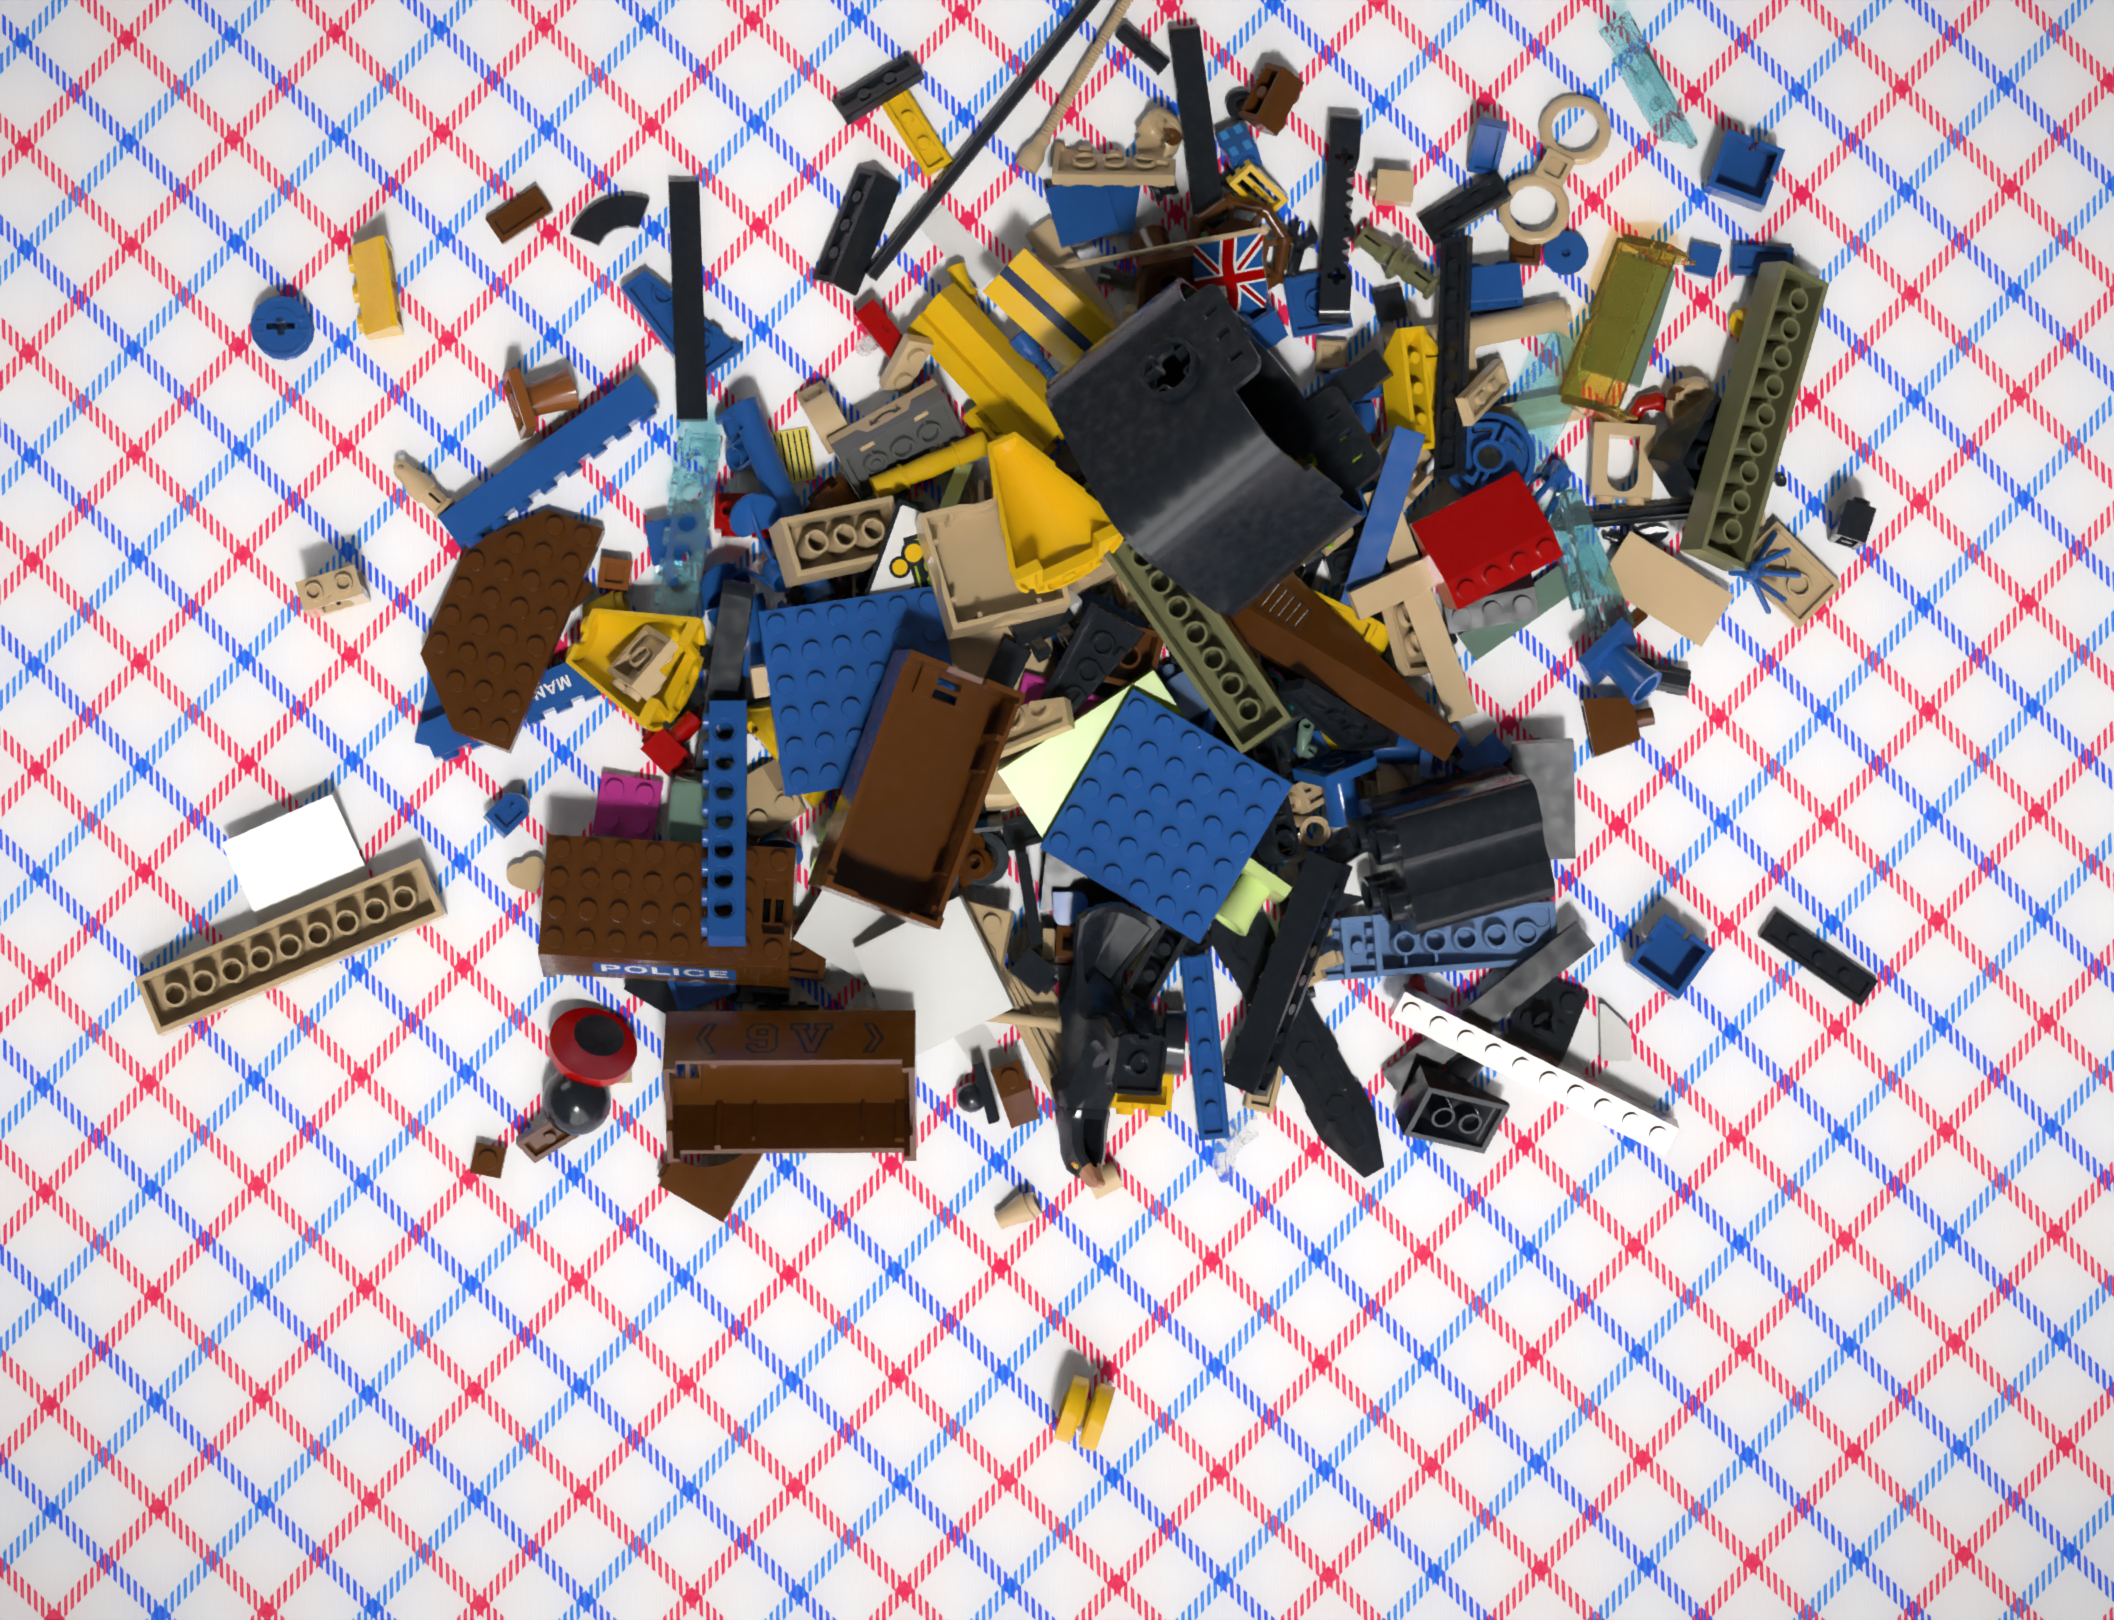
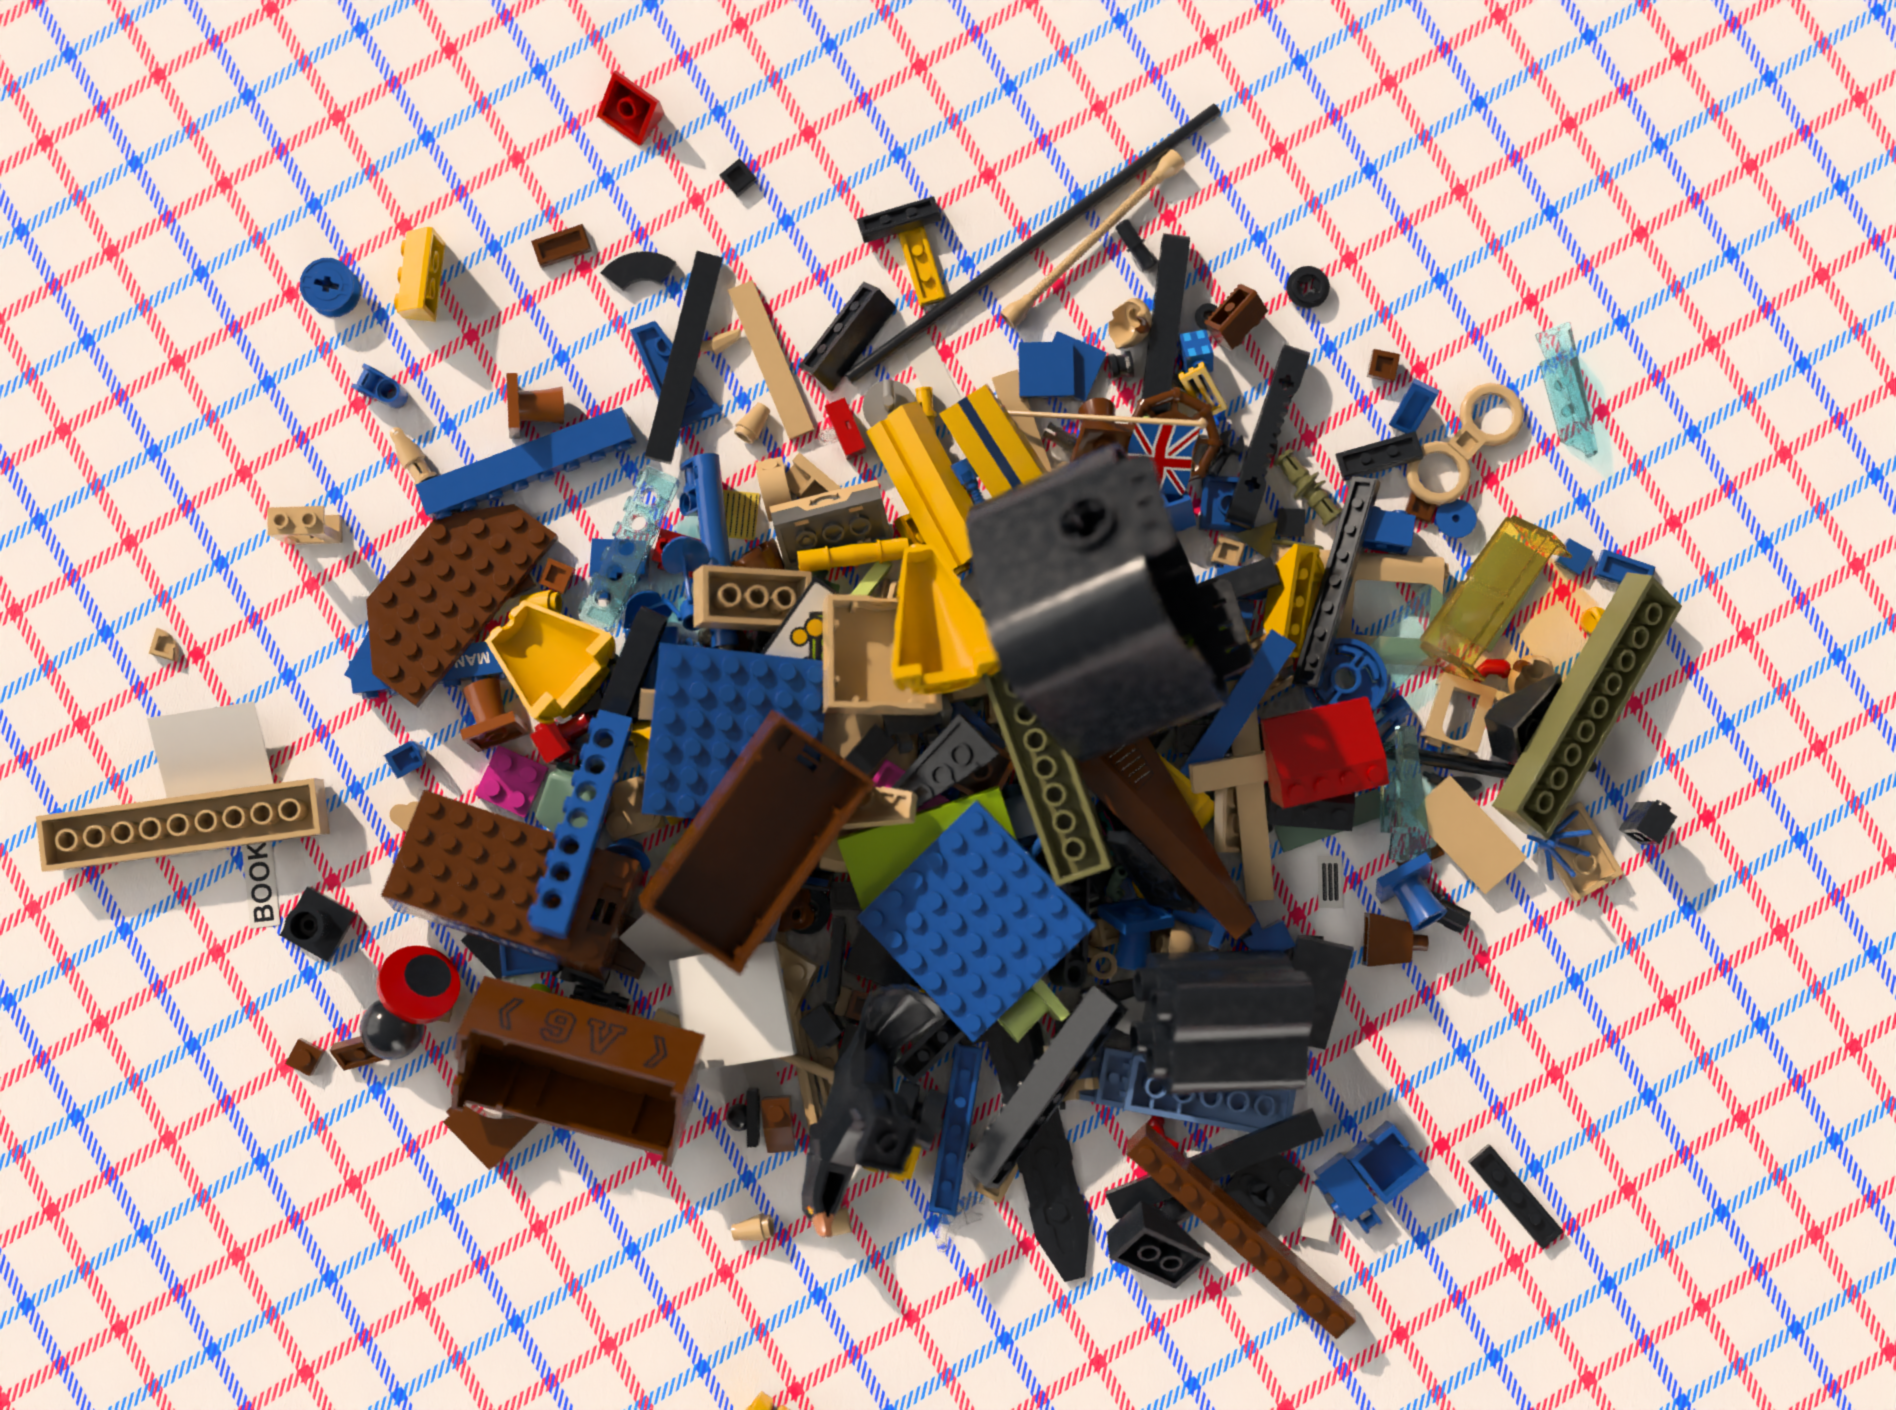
camera: 20 degrees right, 0 degrees up
(211, 763) = (164, 645): none -> tan tile
(360, 421) = (377, 385): none -> blue piece
(387, 992) = (261, 885): none -> white sticker
(475, 1028) = (330, 920): none -> black plant
(553, 47) = (630, 109): none -> red slope
(592, 749) = (492, 723): none -> dark orange plant
(640, 663) = (545, 661): tan plate -> none
(690, 89) = (738, 178): none -> black tile
(722, 273) = (721, 341): none -> tan bar
(780, 354) = (752, 423): none -> tan cone
(781, 279) = (771, 360): none -> tan tile
(858, 398) = (807, 479): none -> tan panel
(906, 363) = (857, 460): tan plate -> none
(916, 289) = (883, 399): none -> light grey shield
(1068, 905) = (869, 973): tile -> none
(1114, 168) = (1080, 339): tan wing -> none
(1353, 39) = (1302, 276): none -> black gear
(1364, 330) = (1262, 539): none -> olive piece
(1392, 188) = (1320, 422): tan brick -> none
(1444, 108) = (1383, 365): none -> reddish brown plate
(1482, 392) = (1354, 620): tan tile -> none
(1534, 679) = (1330, 882): none -> white sticker
(1638, 1001) = (1348, 1192): none -> blue brick
(1742, 173) = (1627, 490): blue piece -> none

